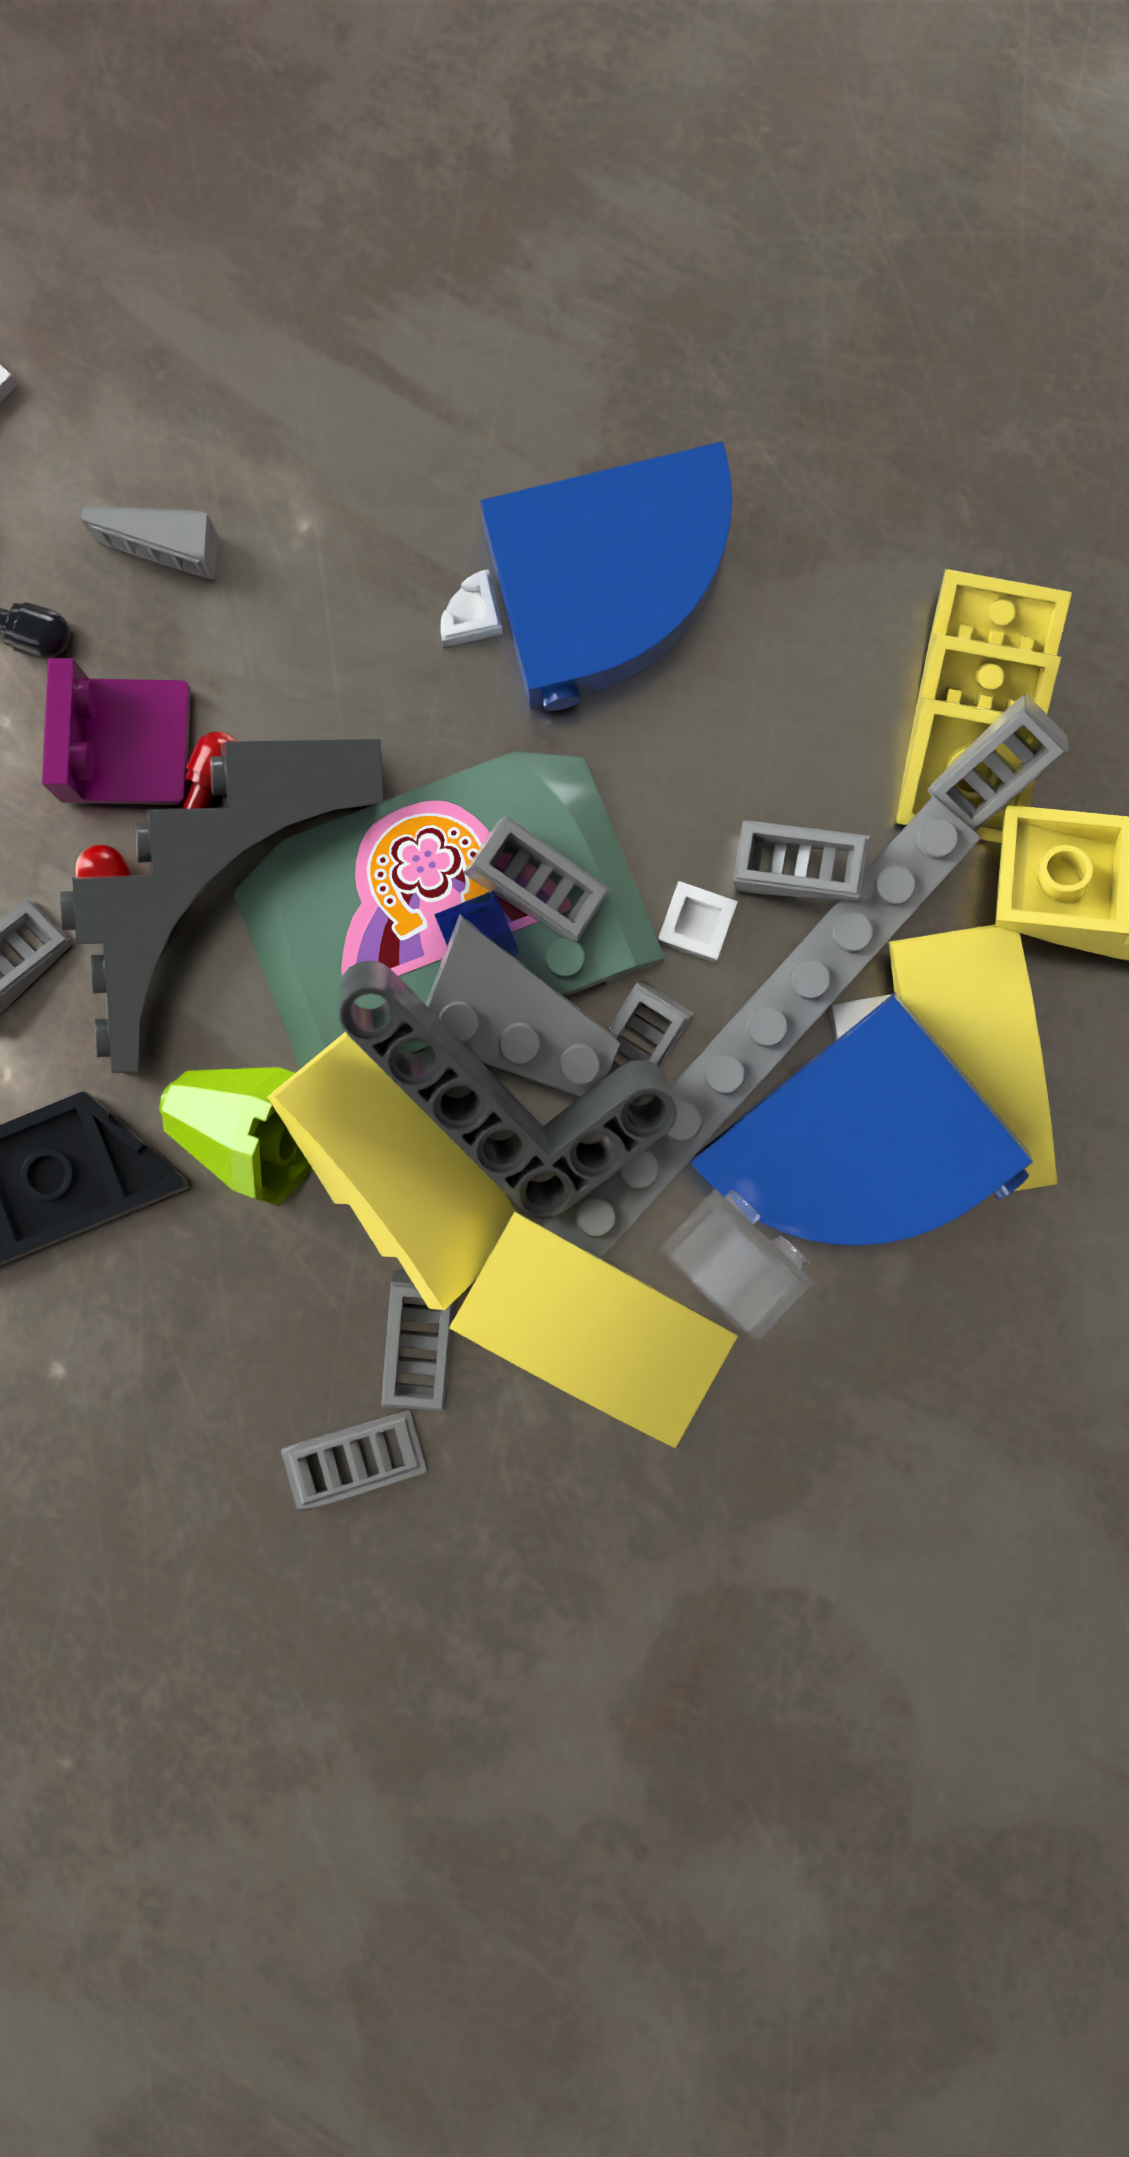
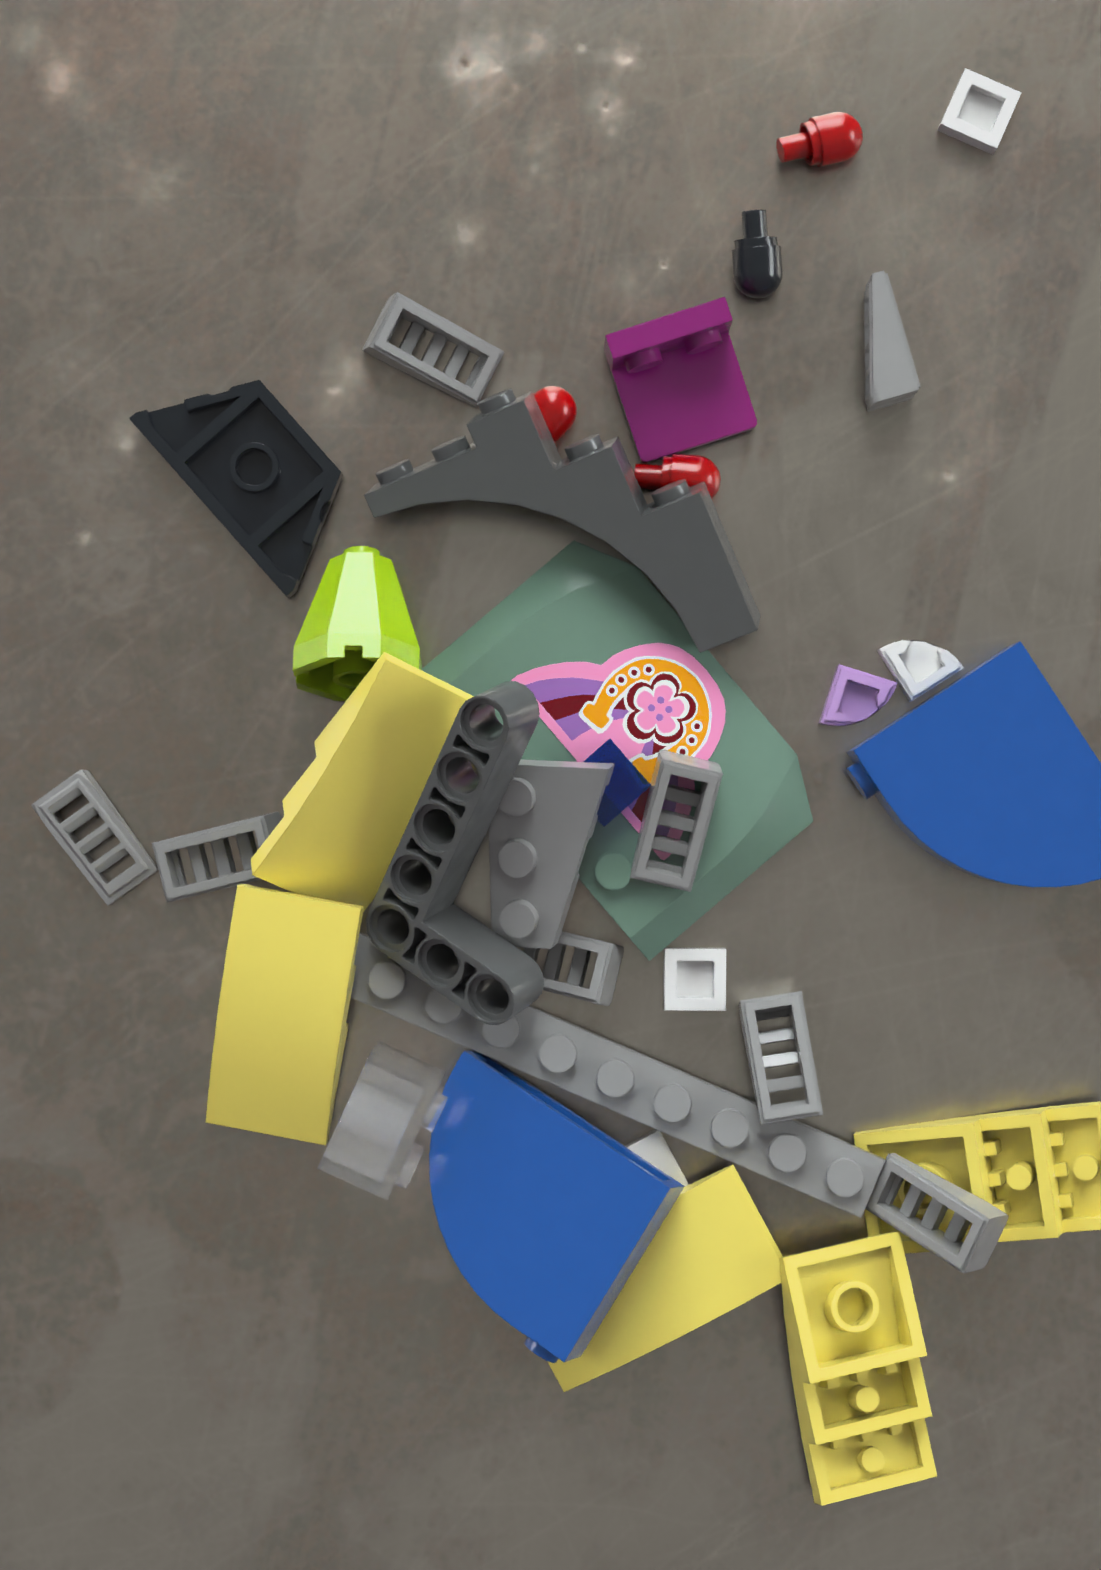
camera: 70 degrees right, 5 degrees up
(479, 681) = (854, 696): none -> lavender tile

